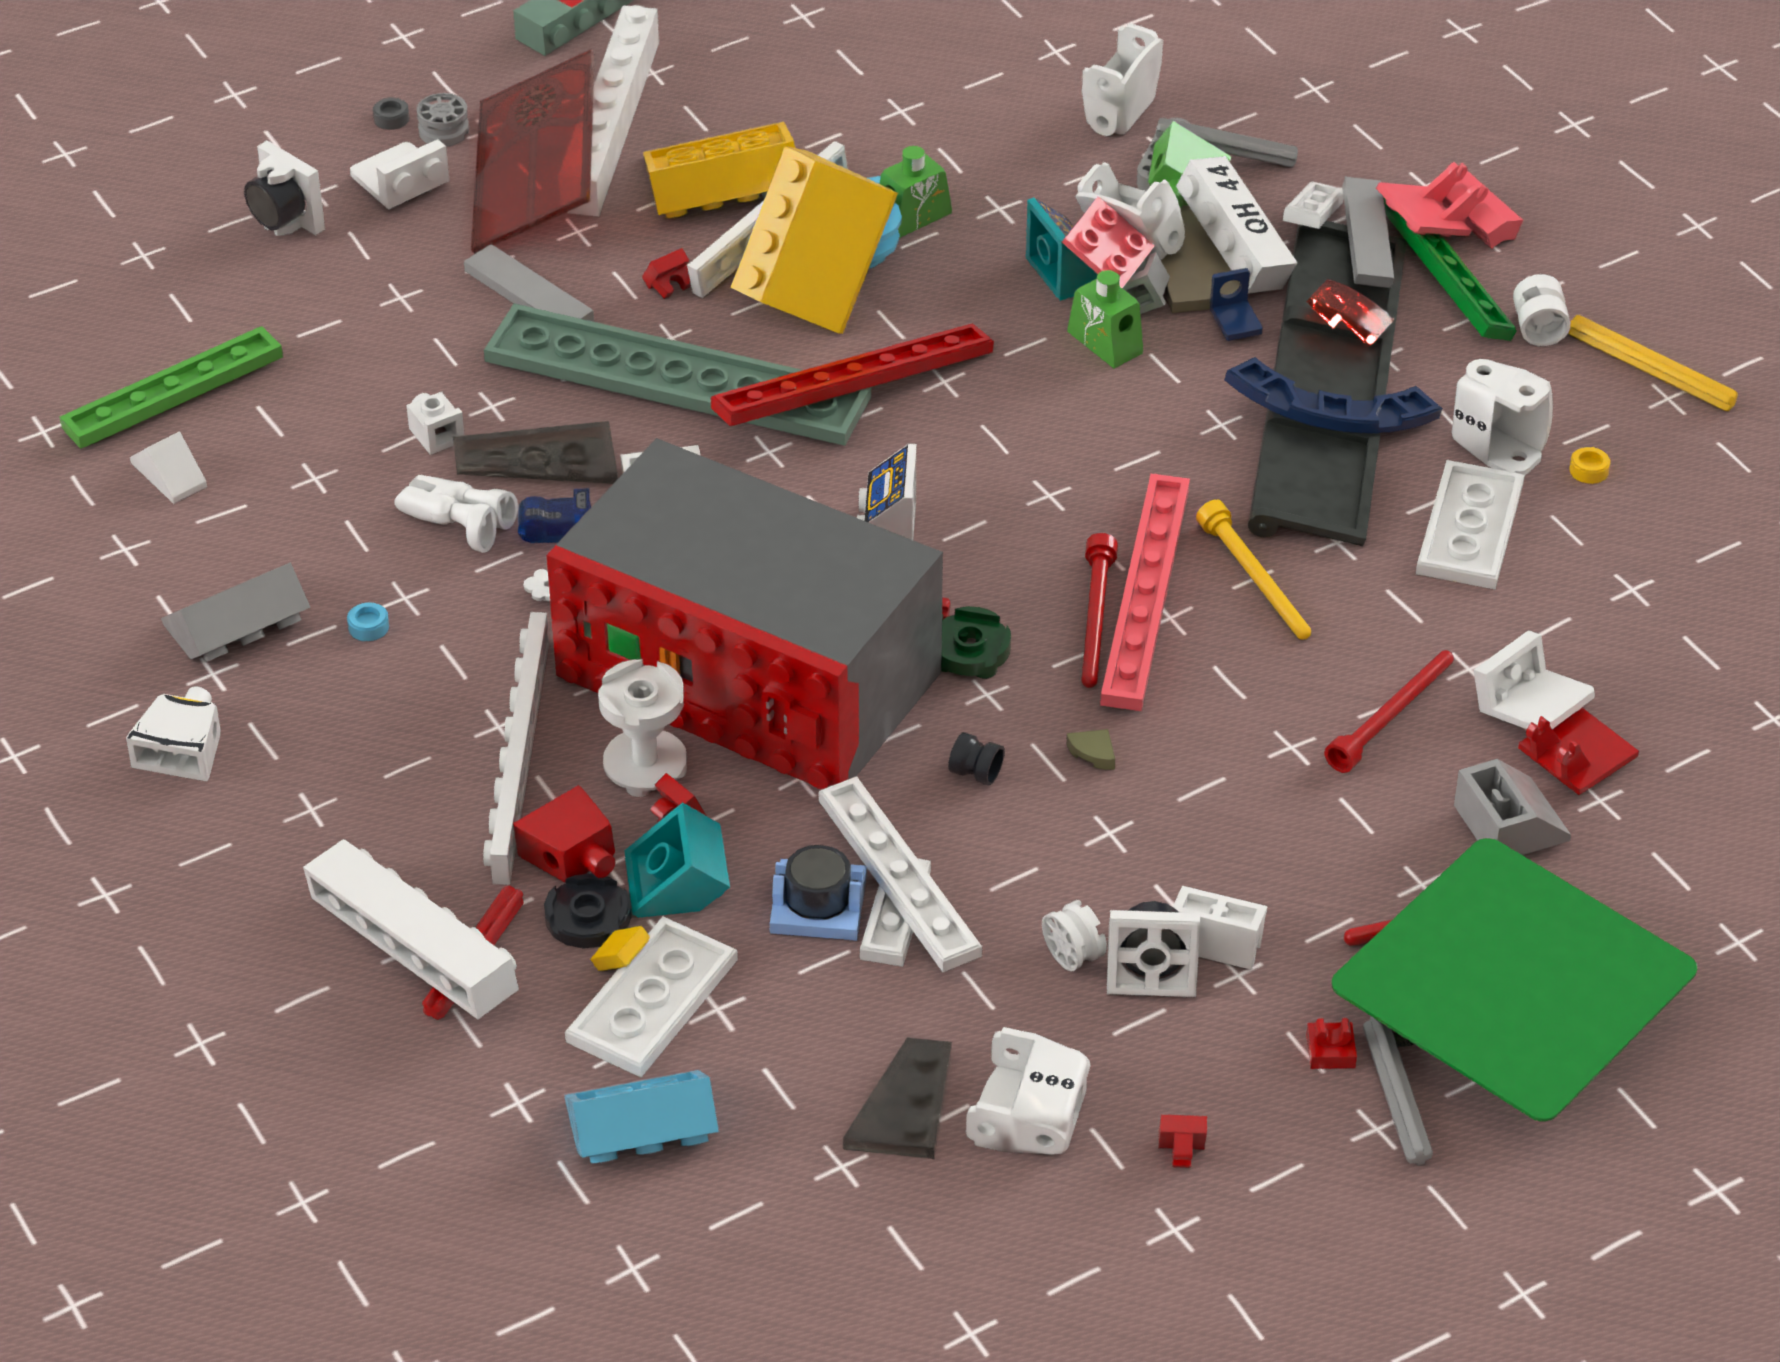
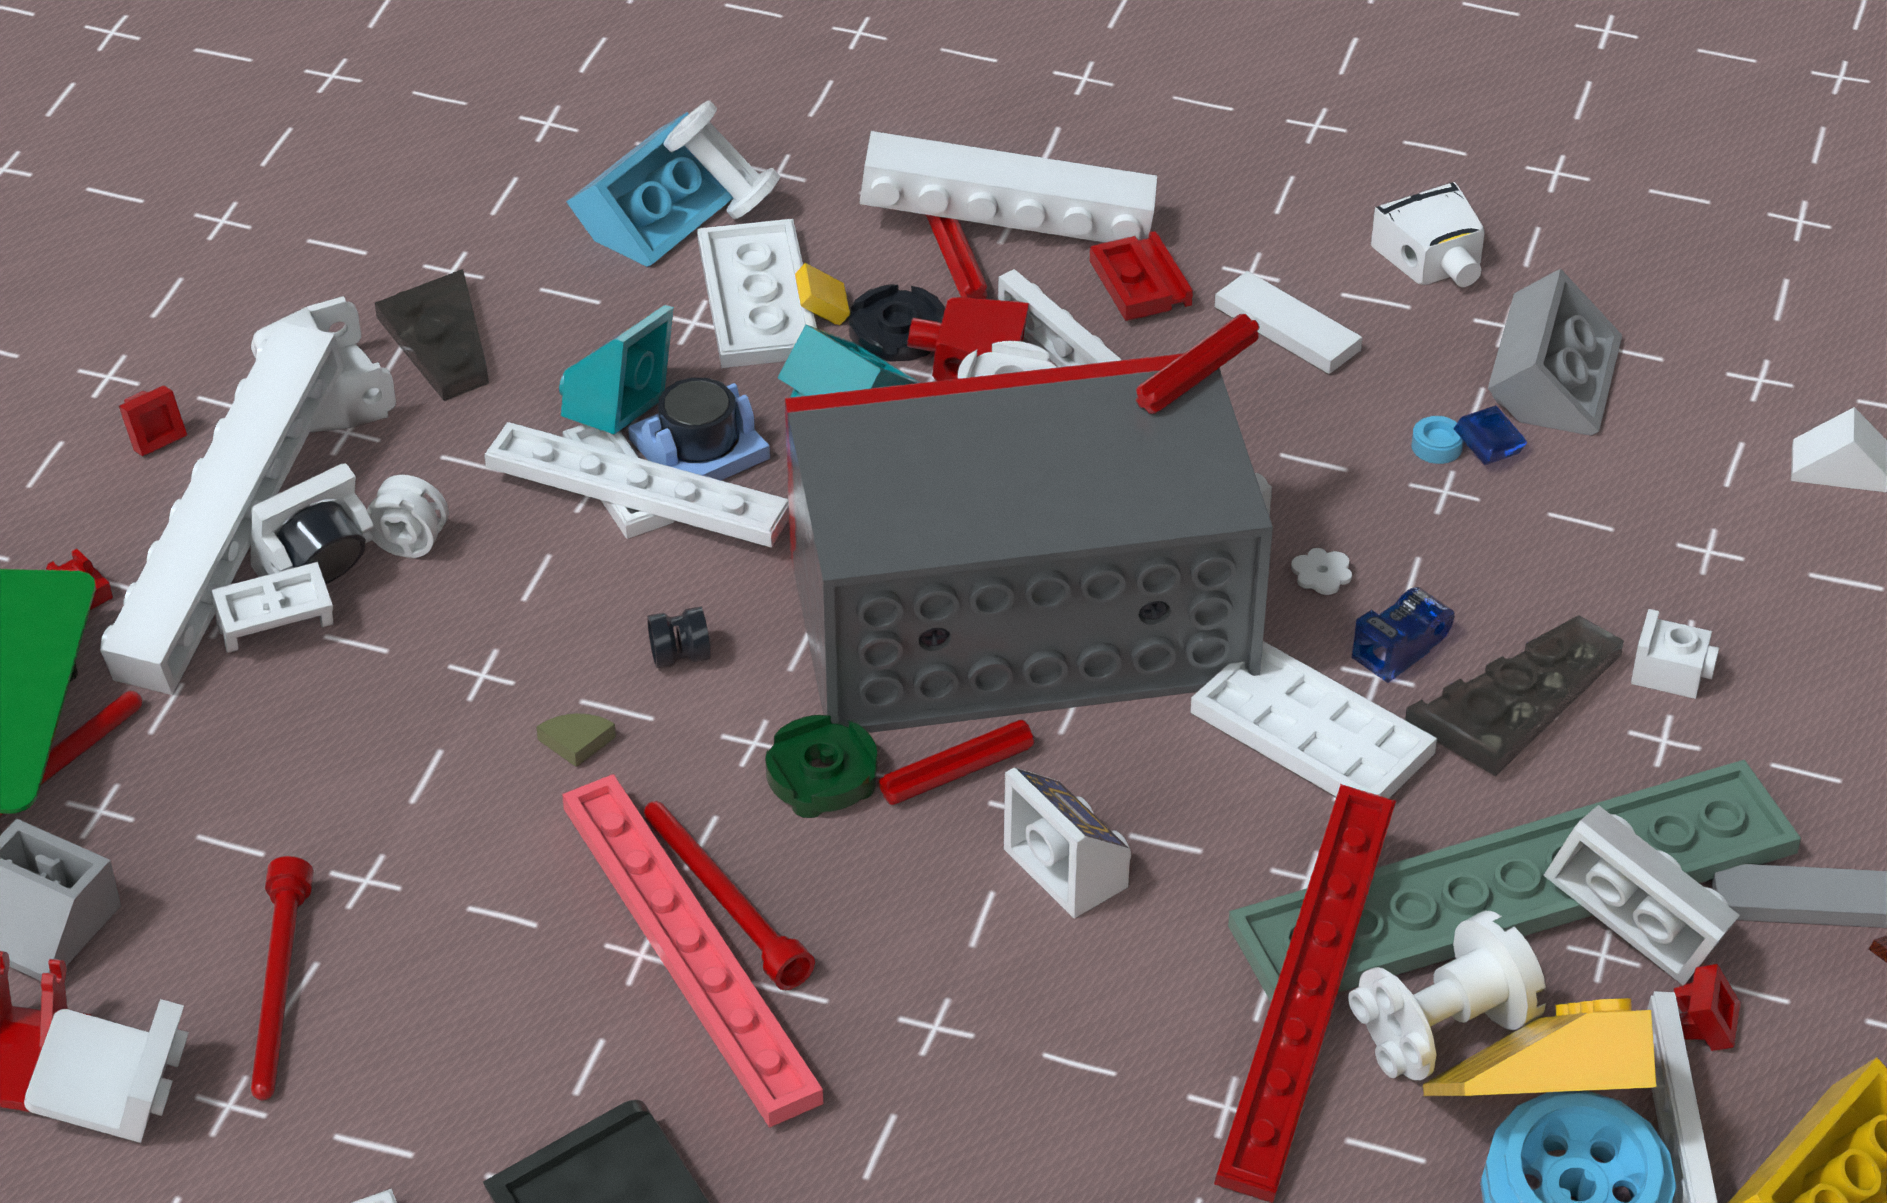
camera: 140 degrees right, 0 degrees up
(341, 594) = (1490, 435): none -> clear blue tile
(345, 749) = (1289, 322): none -> white tile
(398, 830) = (1140, 276): none -> red plate
(452, 501) = (1515, 569): white piece -> none
(575, 537) = (1197, 363): none -> red axle
(585, 1064) = (721, 160): none -> white hose
(643, 297) = (1641, 893): none -> white slope
(781, 322) = (1491, 975): none -> white piece
(837, 933) = (620, 376): none -> teal slope
(1192, 989) = (213, 520): none -> white brick
(1216, 520) = (691, 1091): yellow piece -> none

